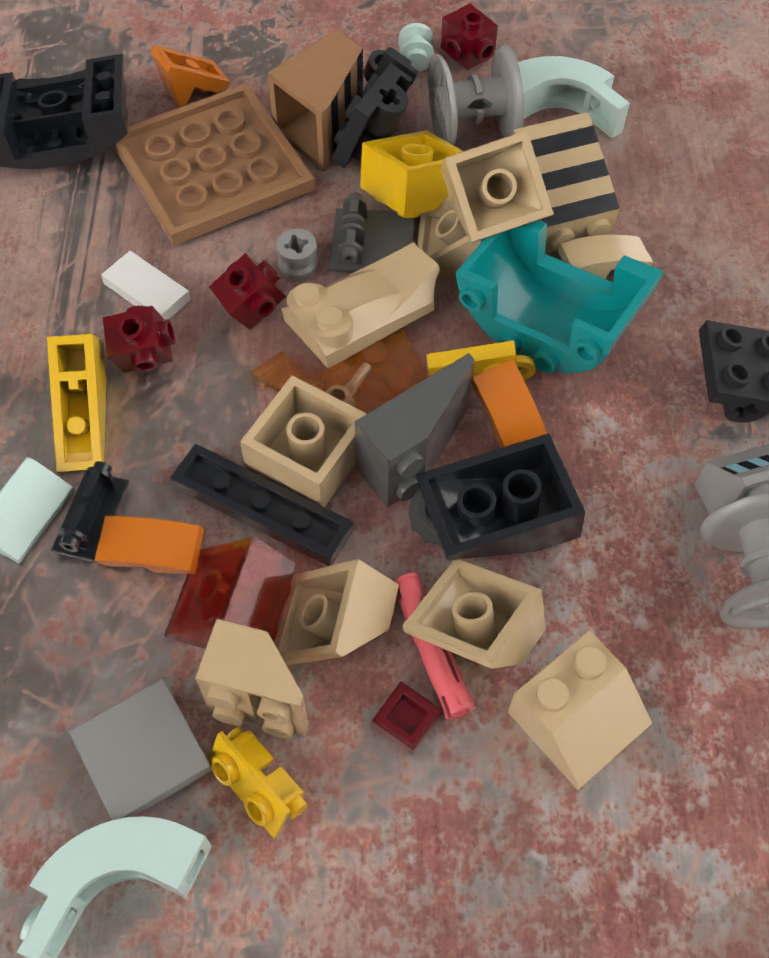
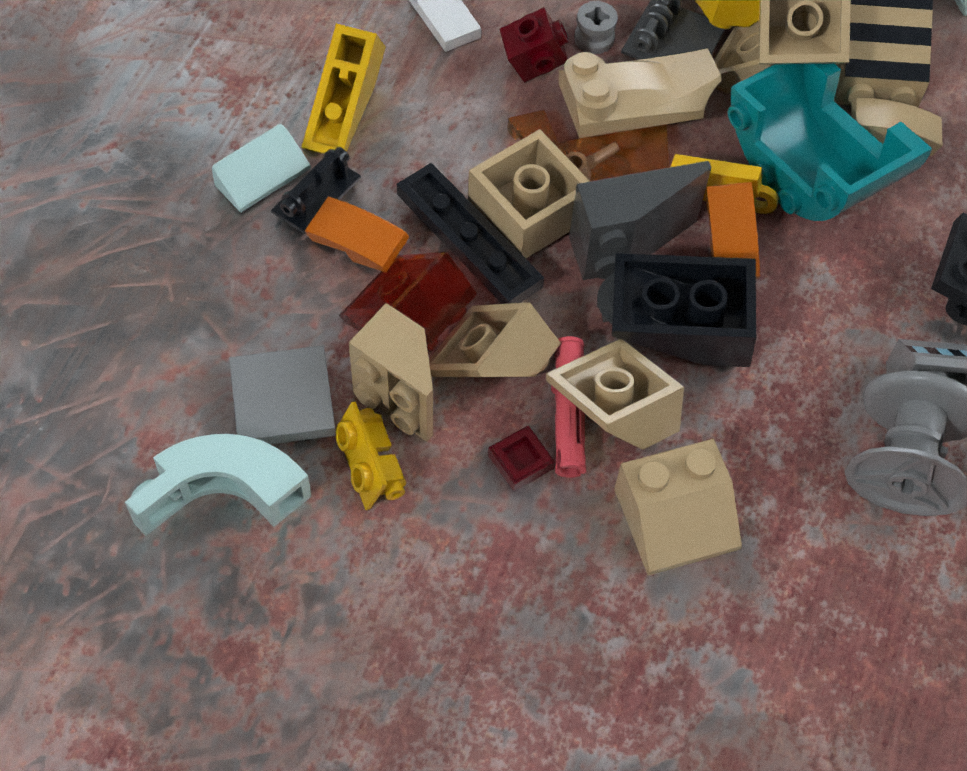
camera: 20 degrees right, 0 degrees up
(138, 339) = (417, 55): dark red brick -> none

